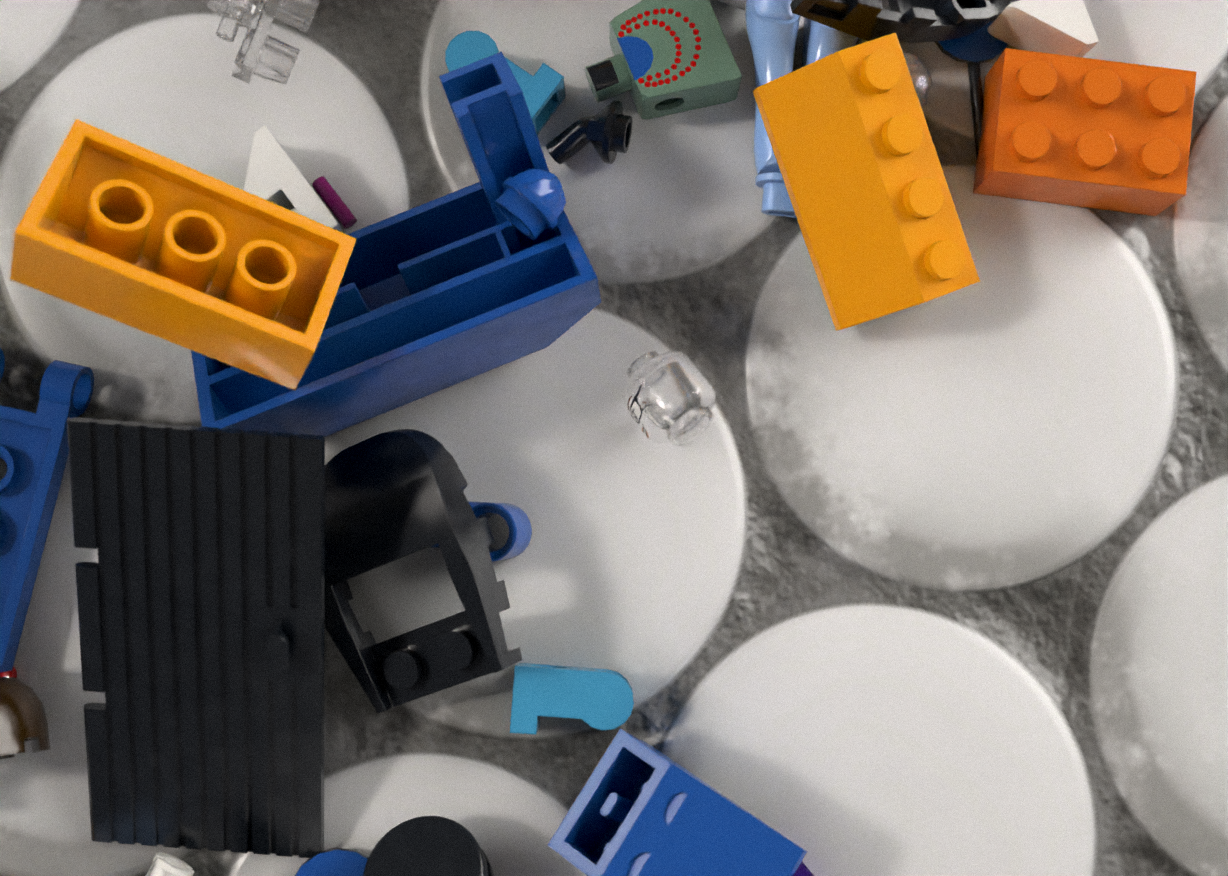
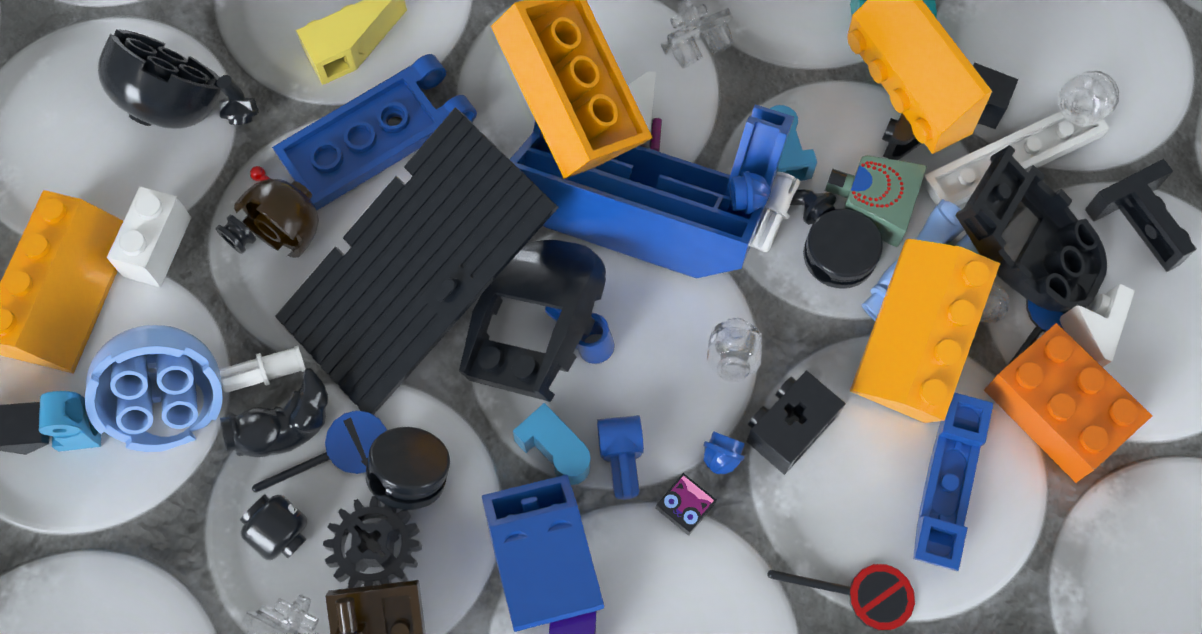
camera: 40 degrees right, 15 degrees down
(562, 162) = (775, 210): none -> white axle
(639, 627) = (621, 445): none -> blue axle
(681, 159) = (842, 248): none -> black head
(761, 531) = (722, 453): none -> blue plate
(770, 626) = (686, 504): none -> tile
(827, 394) = (787, 443): none -> black brick
(1032, 345) = (950, 482): none -> blue slope
(1058, 537) = (877, 595): none -> piece

